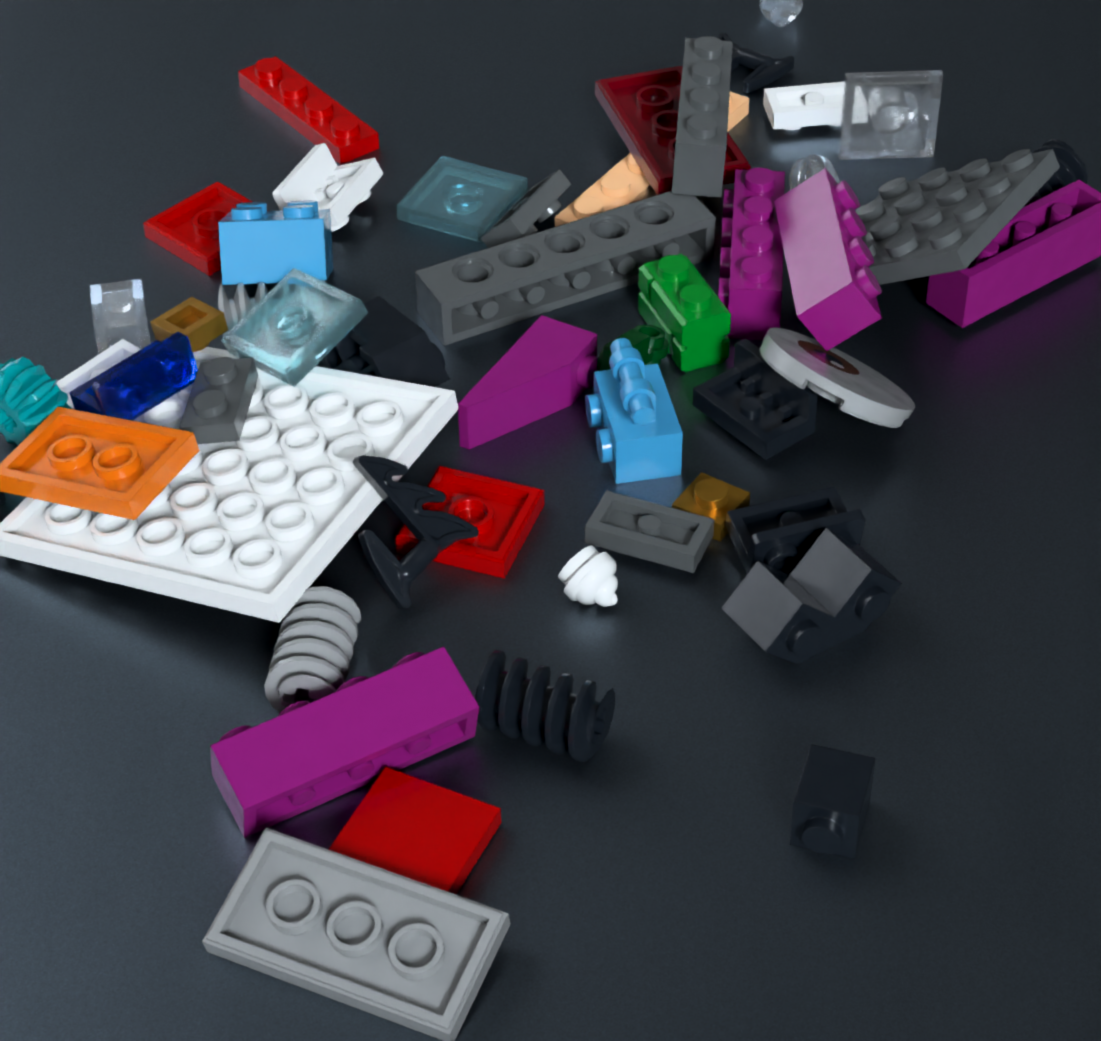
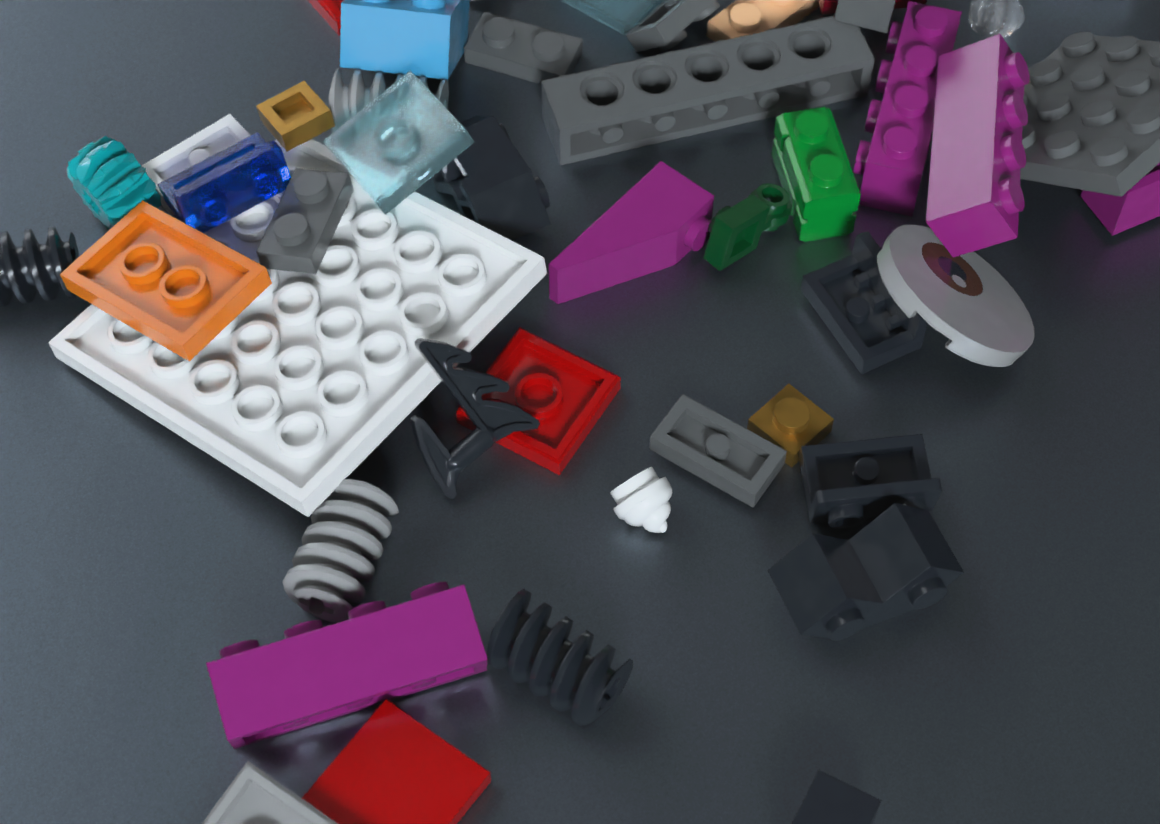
camera: 10 degrees right, 15 degrees up
(120, 314) = (233, 85): clear brick -> none
(383, 260) = (522, 49): none -> dark grey plate
(634, 418) = (733, 305): dark azure brick -> none

